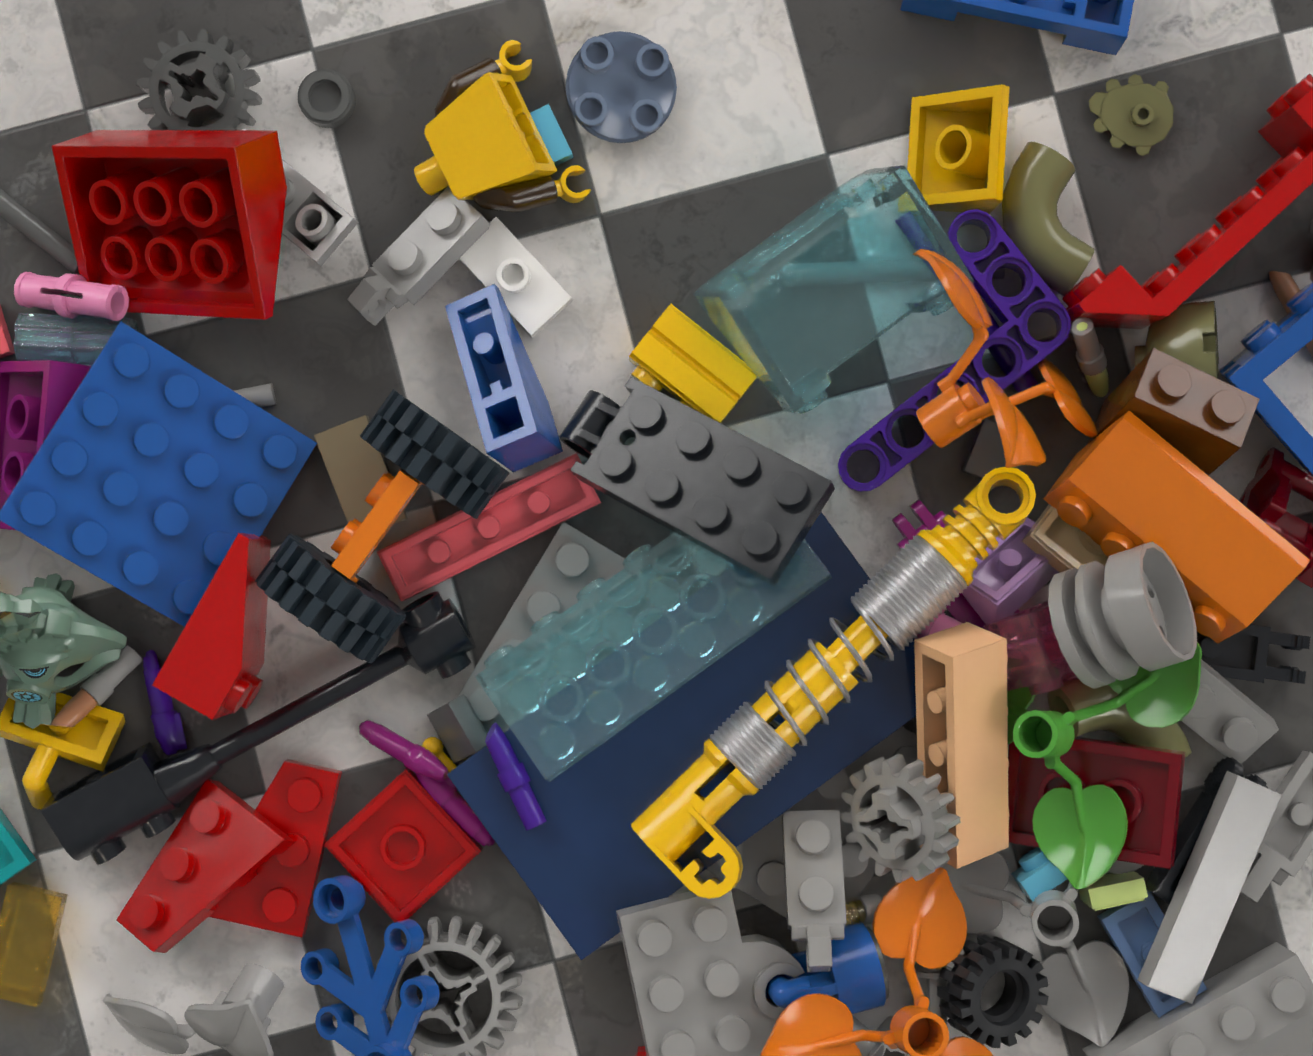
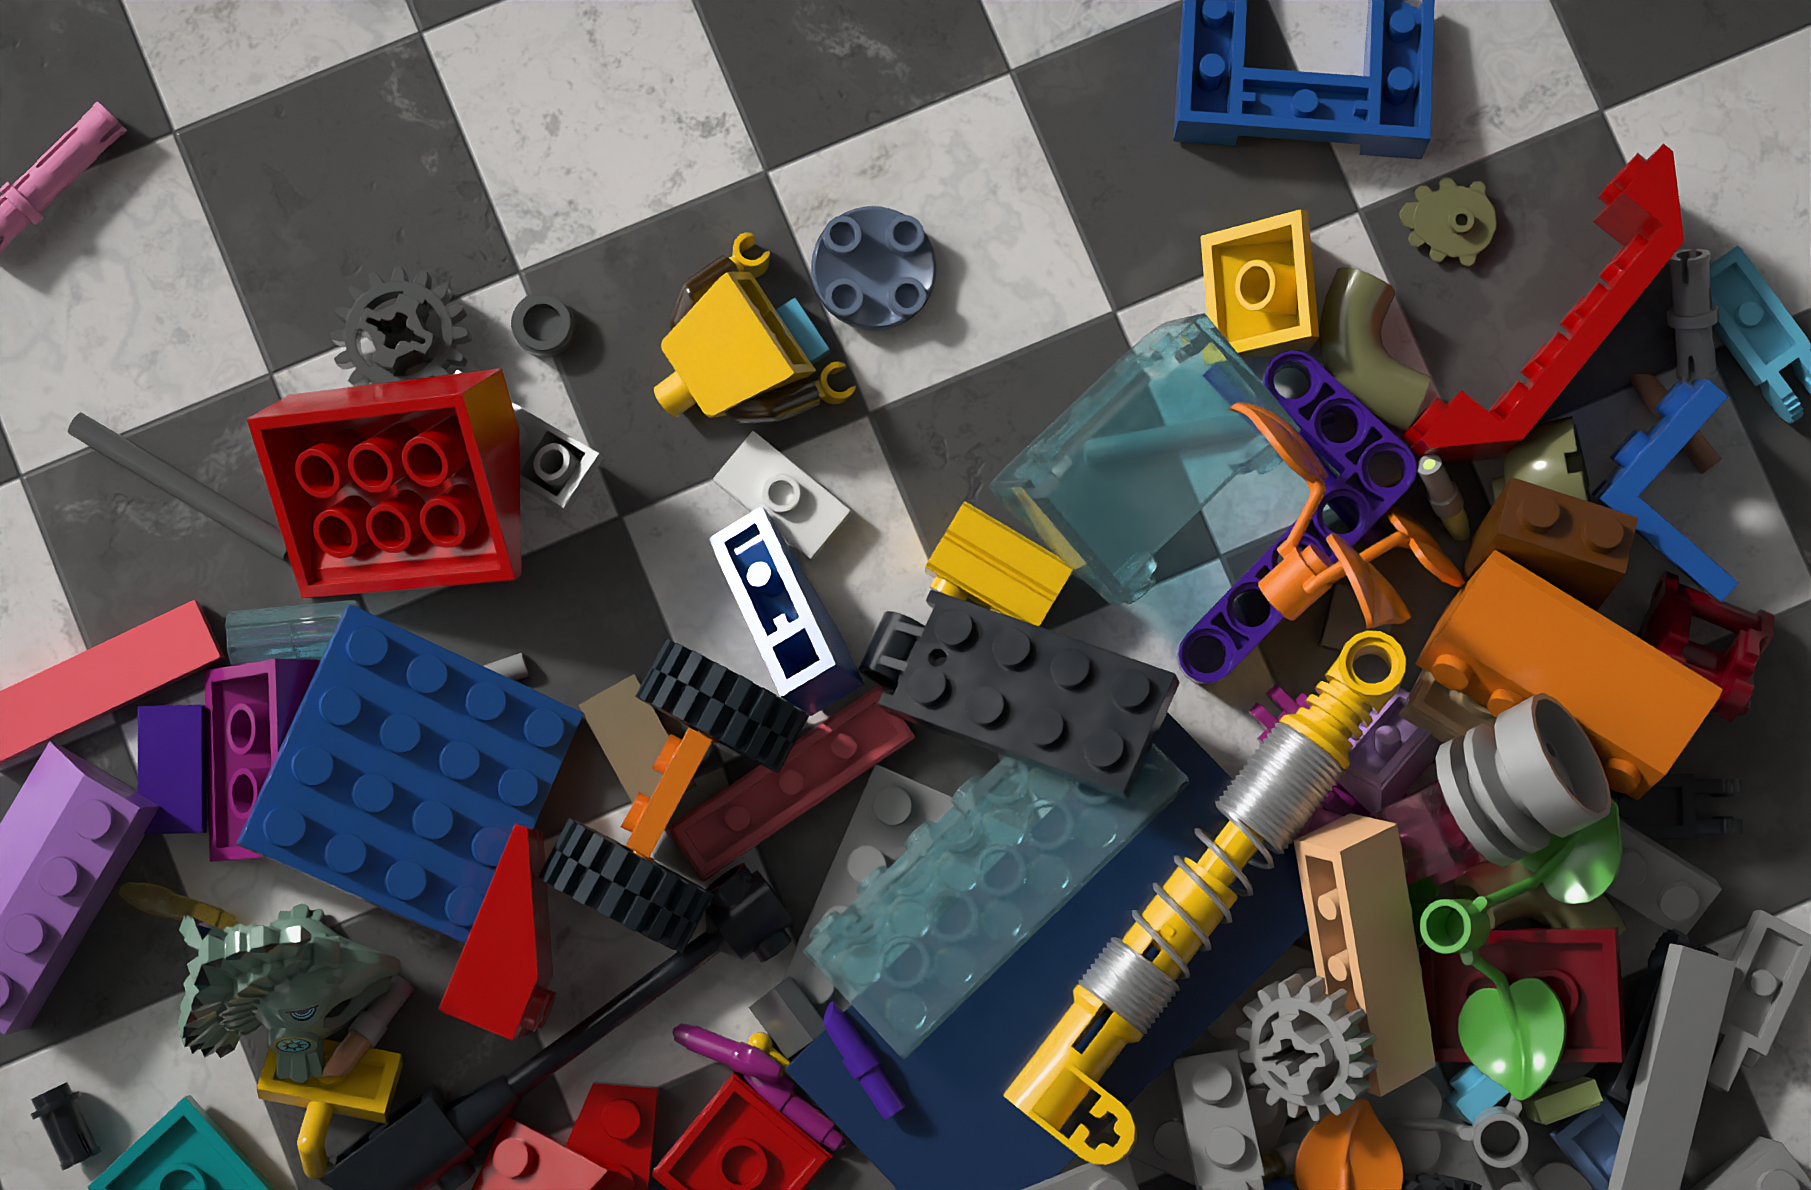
camera: 15 degrees left, 5 degrees down
(46, 291) = (252, 584): bright pink pin -> none
(166, 720) = (449, 1055): dark purple piece -> none
(419, 256) = (672, 487): light grey hinge -> none

